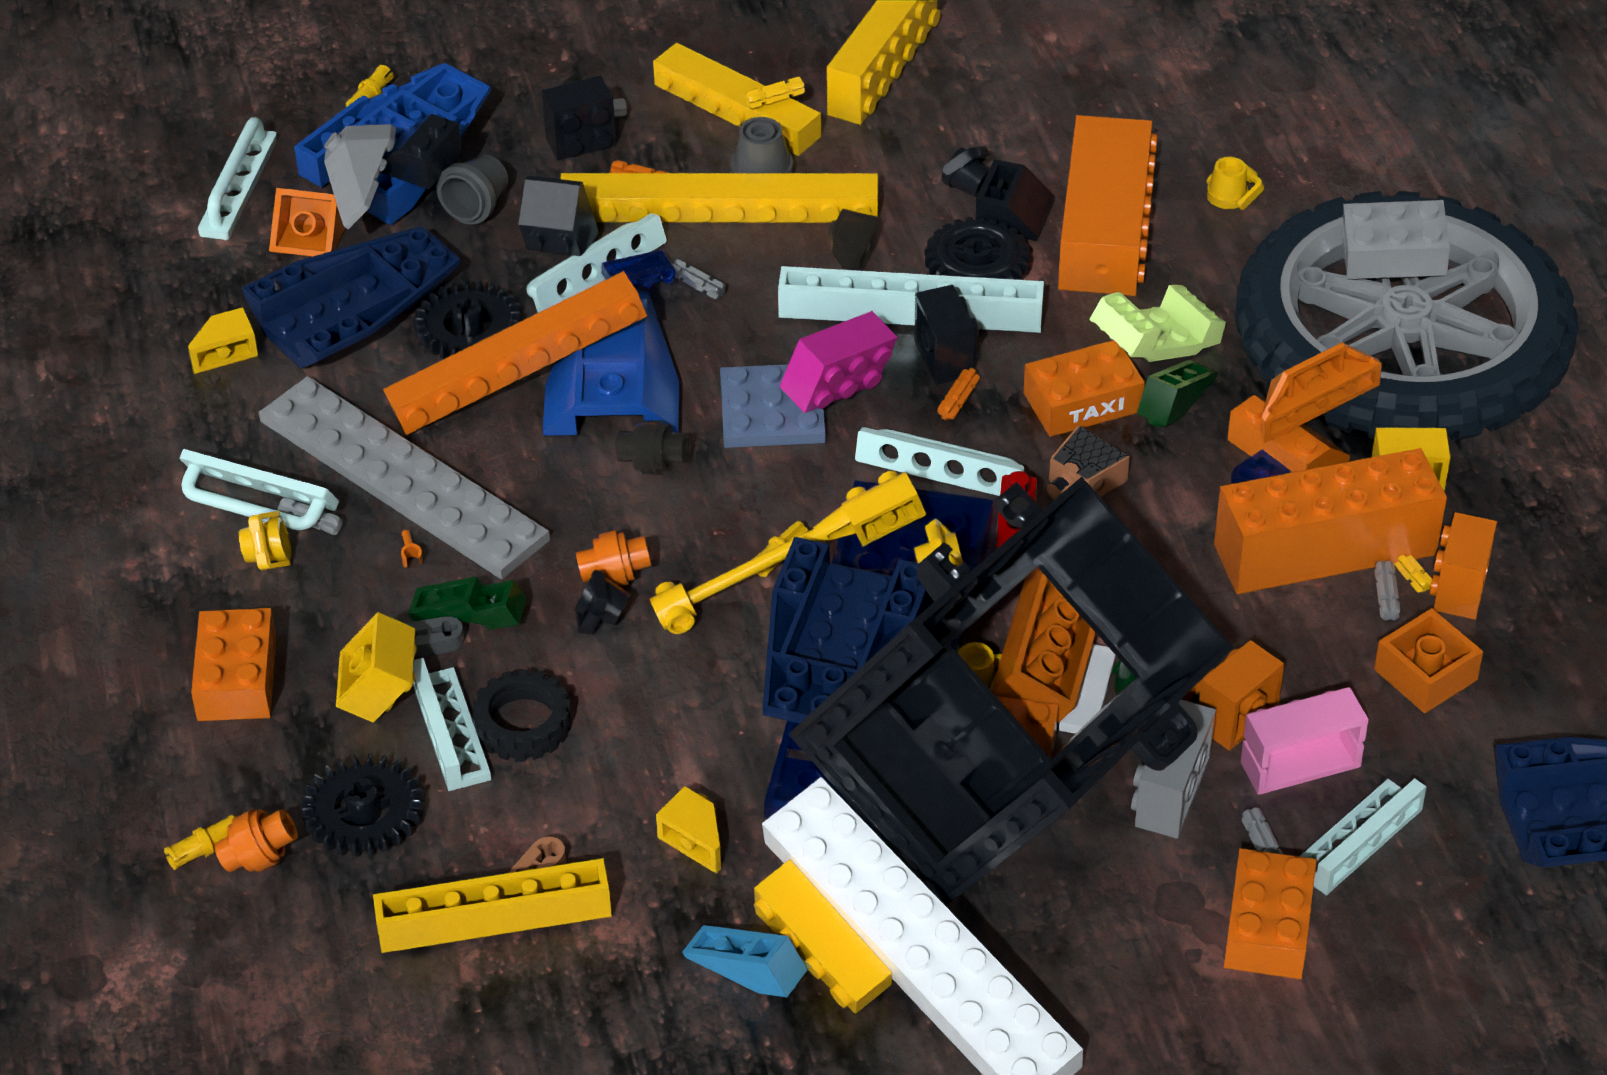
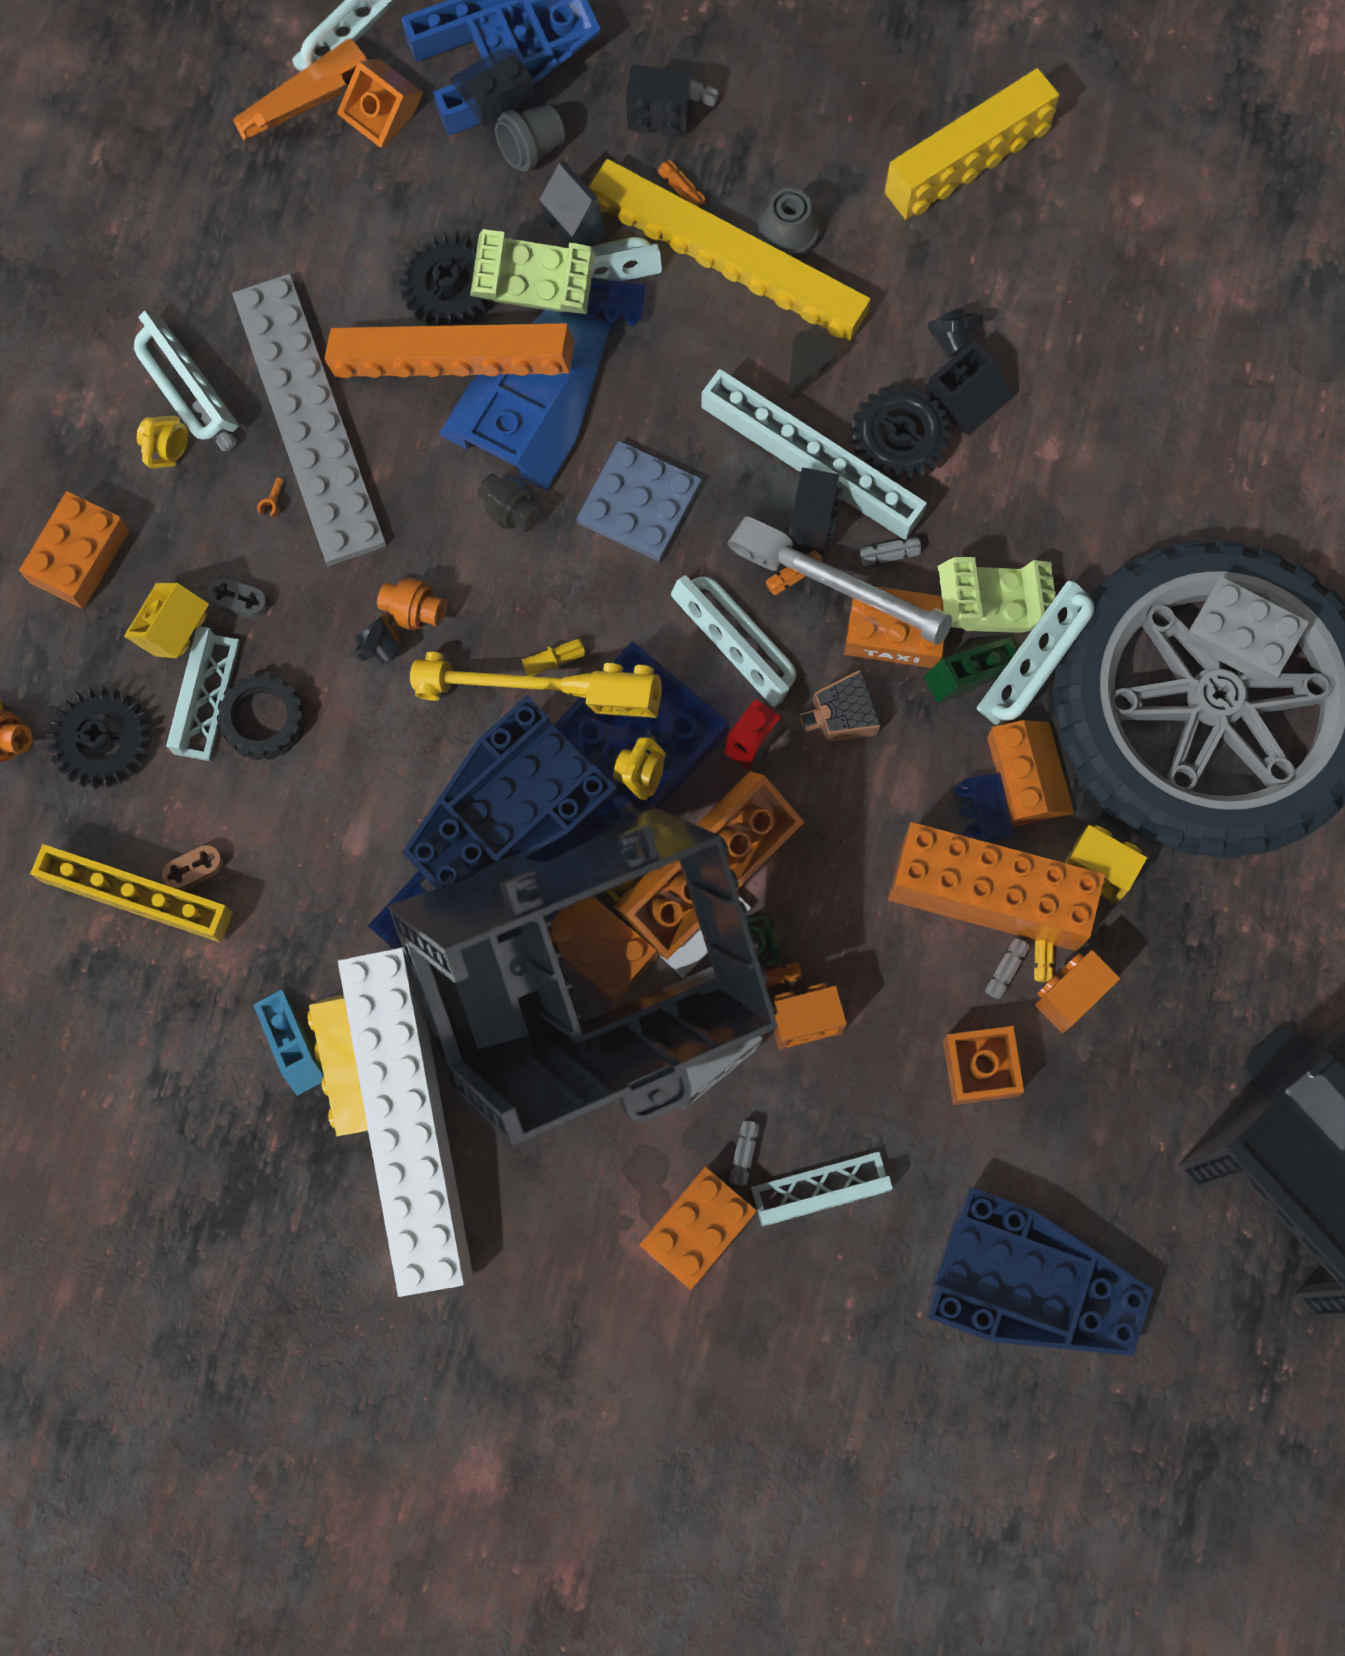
camera: 30 degrees right, 30 degrees up
(223, 341) = (243, 200): yellow slope -> none
(232, 239) = (302, 92): none -> orange wedge
(347, 292) = (365, 203): dark blue wedge -> none
(354, 163) = (429, 70): light grey wedge -> none
(471, 602) = (280, 585): dark green slope -> none
(553, 270) = (532, 273): none -> yellowish green plate
(691, 828) = (323, 899): yellow slope -> none
(699, 279) = (659, 330): dark grey axle -> none
(723, 94) = (811, 140): yellow brick -> none
(774, 92) = (837, 160): yellow axle -> none
(838, 362) = (701, 502): dark pink brick -> none
(924, 378) = (772, 547): none -> flat silver piece
(1033, 344) = (890, 551): none -> light grey axle
(1107, 205) = (1043, 437): orange brick -> none
(1228, 184) = (1171, 464): yellow piece -> none
(1235, 354) = (1041, 660): none -> light aqua piece
(1303, 740) = (828, 1088): bright pink piece -> none
(1317, 388) = (1062, 756): orange wedge -> none

